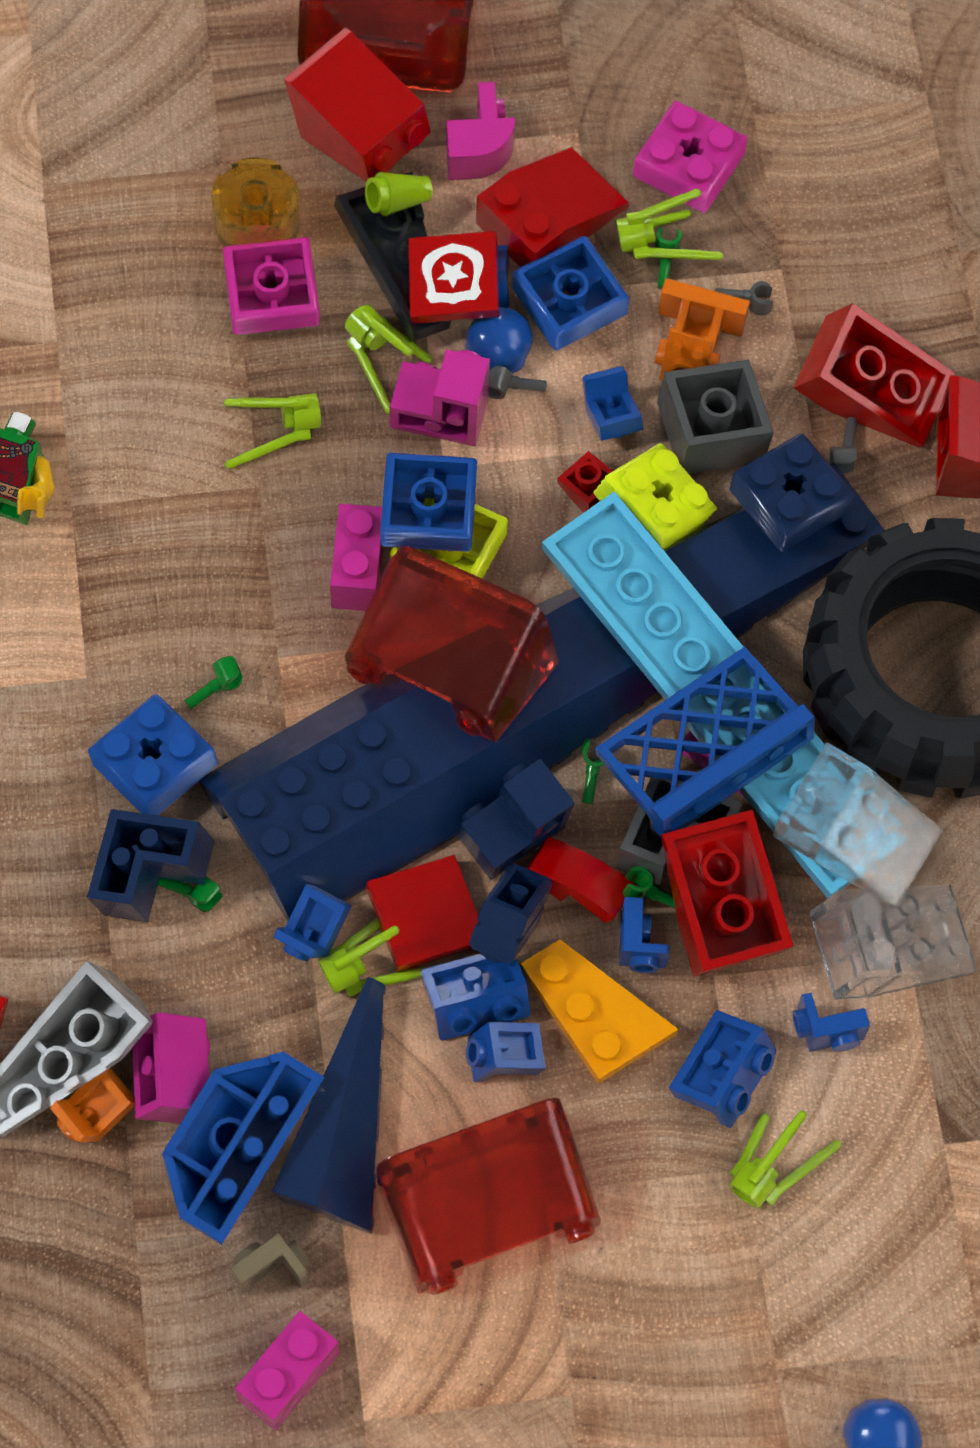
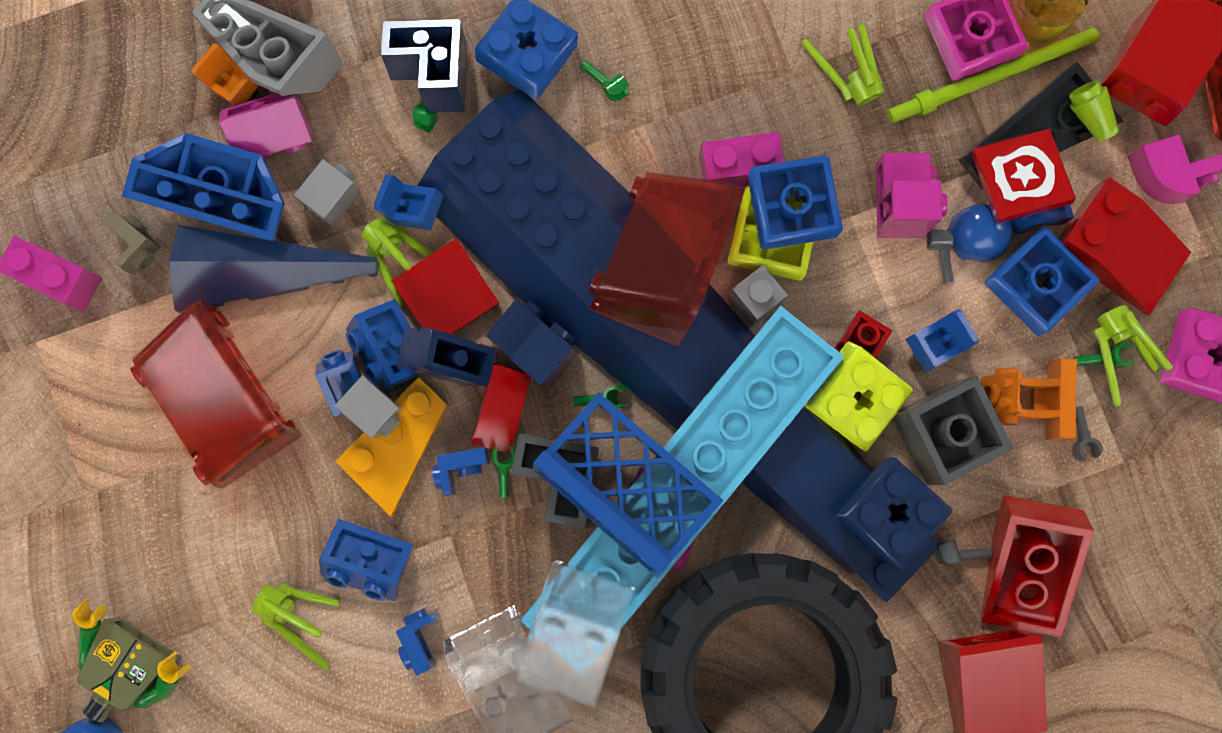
camera: 80 degrees right, 15 degrees up
(271, 1017) = (328, 191): none -> light grey brick
(335, 354) = (928, 100): none -> lime bar
(372, 332) = (956, 125): lime plant -> none
(518, 570) = (757, 295): none -> light grey brick
(551, 1010) = (370, 409): none -> light grey brick
(724, 894) = (499, 531): red slope -> none
(792, 1365) = (122, 664): none -> torso

